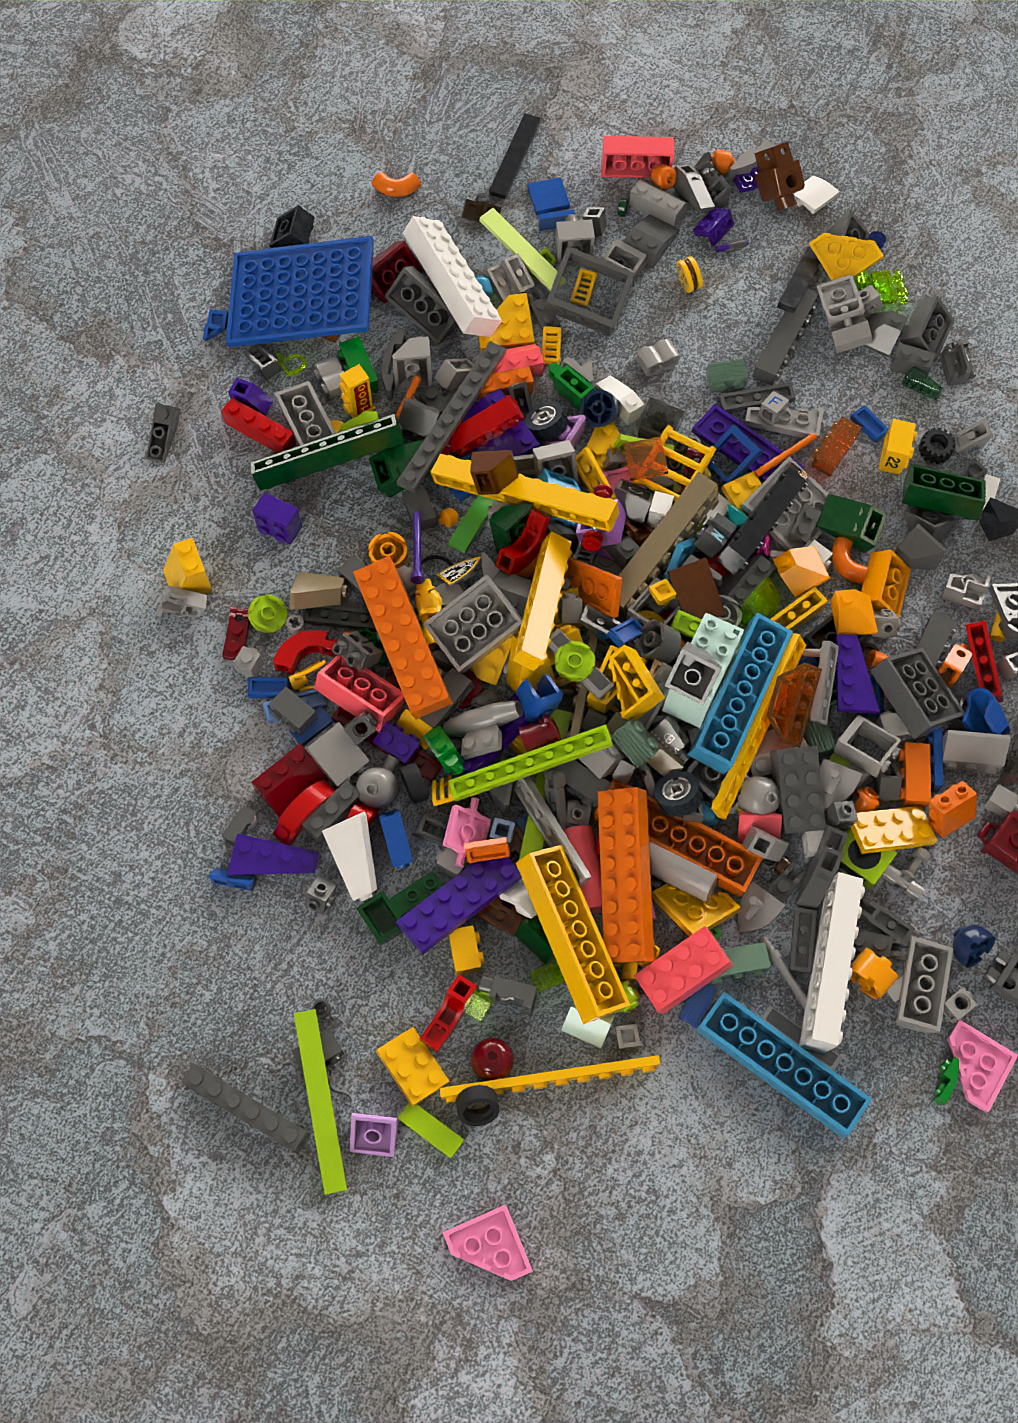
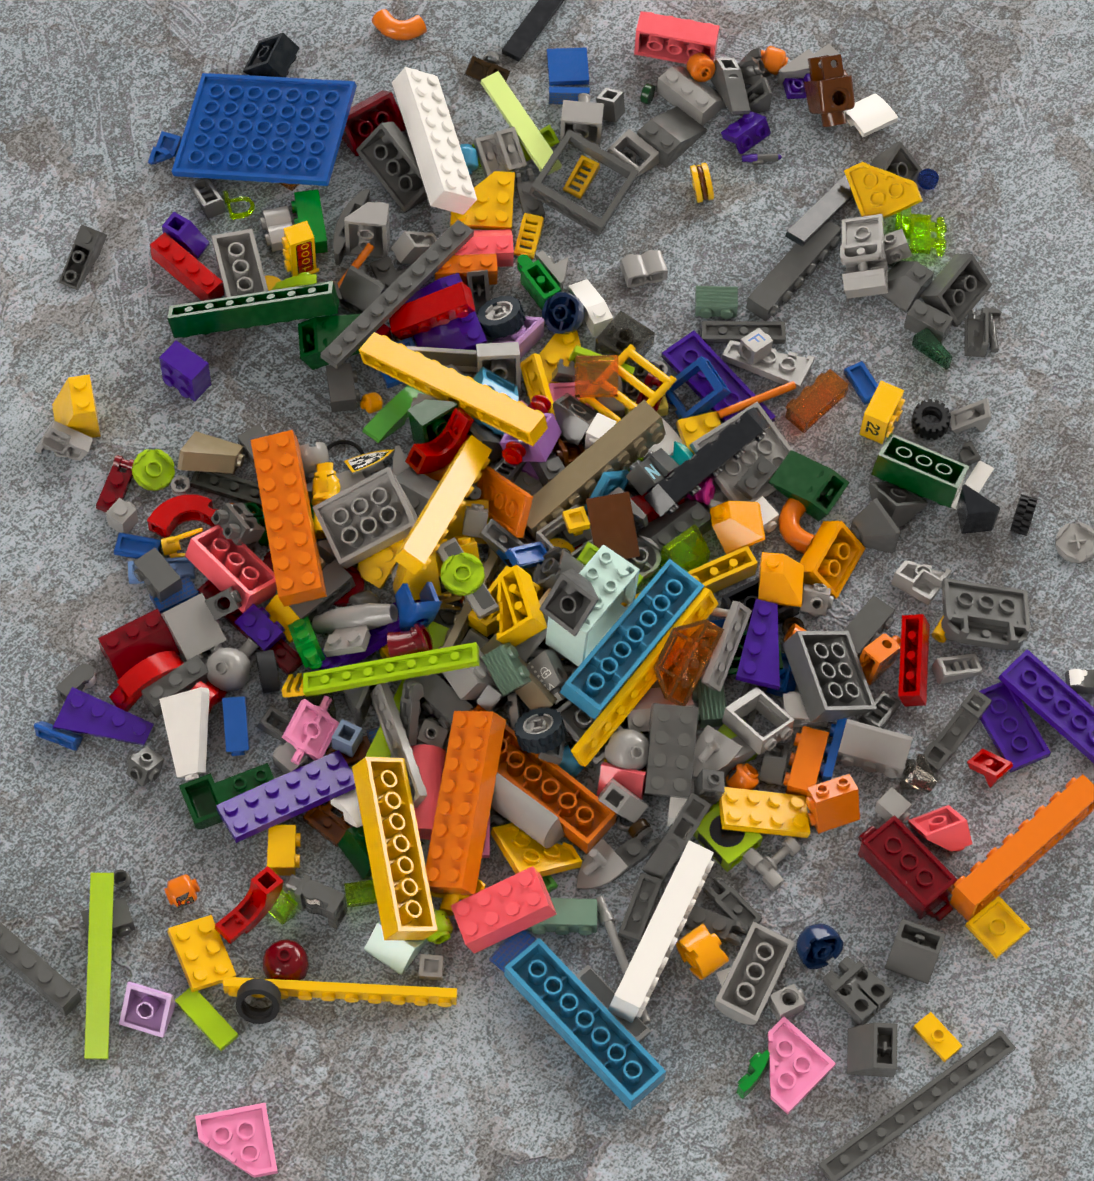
camera: 10 degrees right, 5 degrees down
(381, 1009) = (182, 890): none -> orange head
(389, 545) = (299, 420): light orange brick -> none
(417, 577) = (319, 457): dark purple bar -> none
(487, 850) = (327, 750): orange tile -> none
(493, 471) = (421, 360): reddish brown slope -> none
(981, 721) = (897, 712): blue piece -> none

